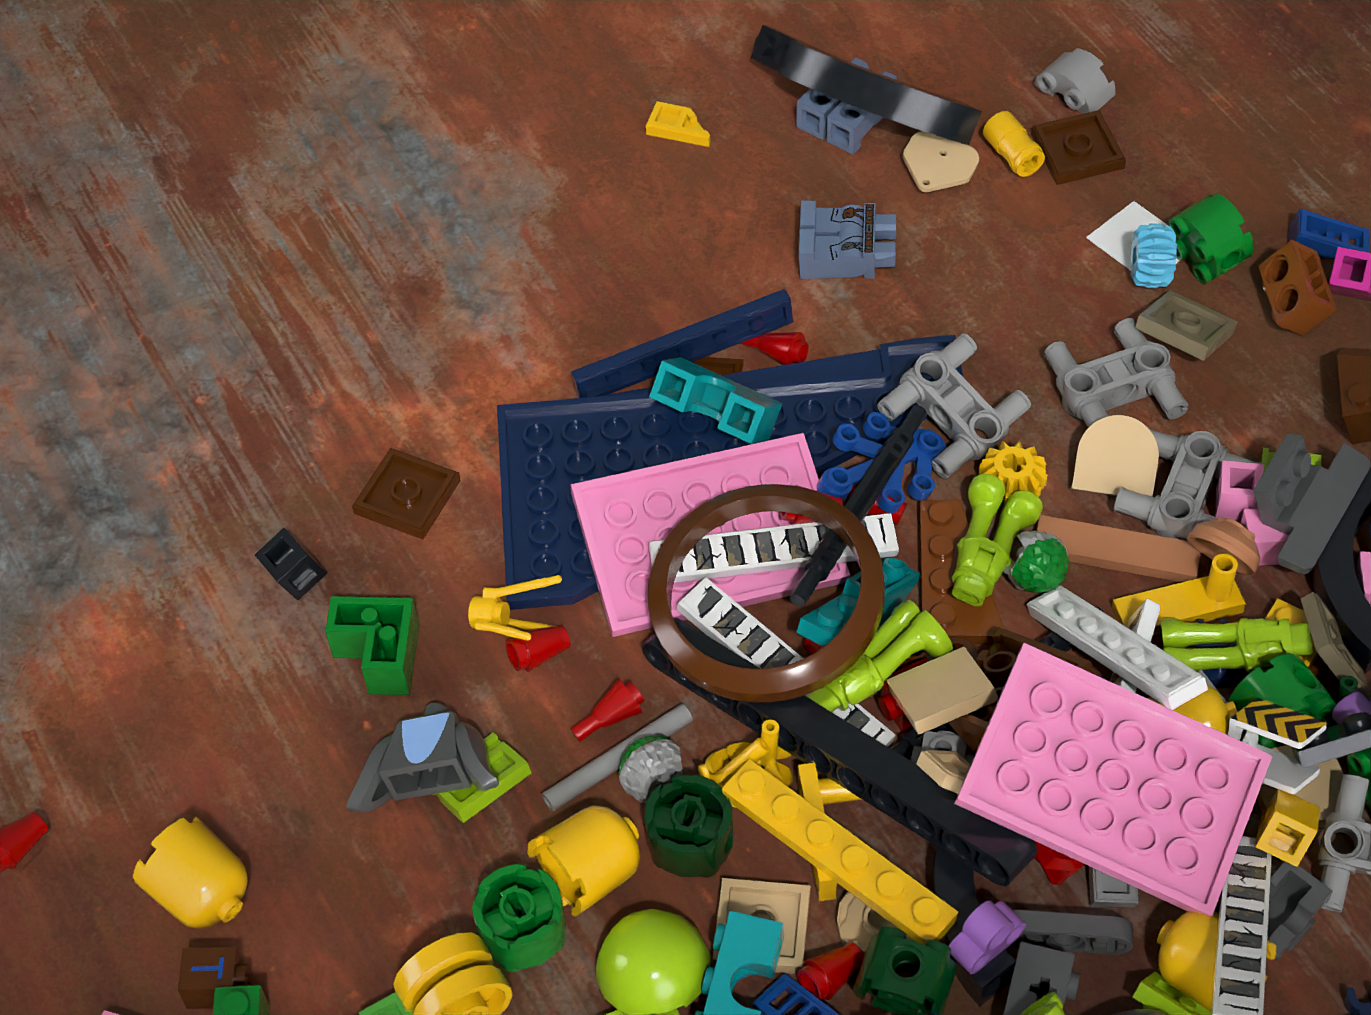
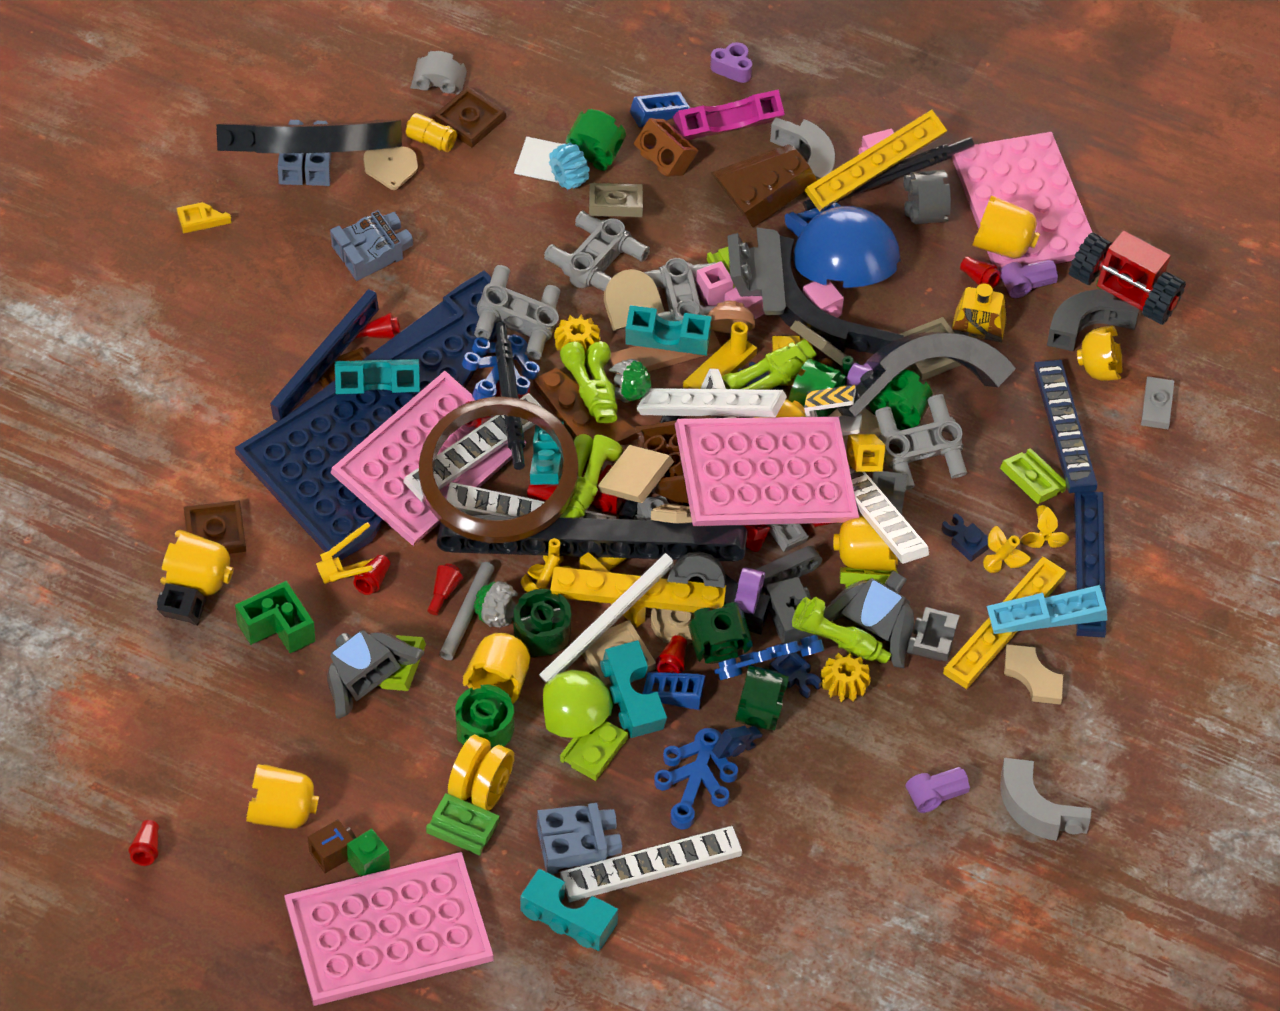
camera: 40 degrees left, 0 degrees up
(335, 522) = (197, 564): none -> yellow cylinder
(766, 869) = (608, 618): none -> white tile
(938, 865) = (699, 565): none -> dark grey cylinder
(1104, 506) = (649, 330): none -> teal arch

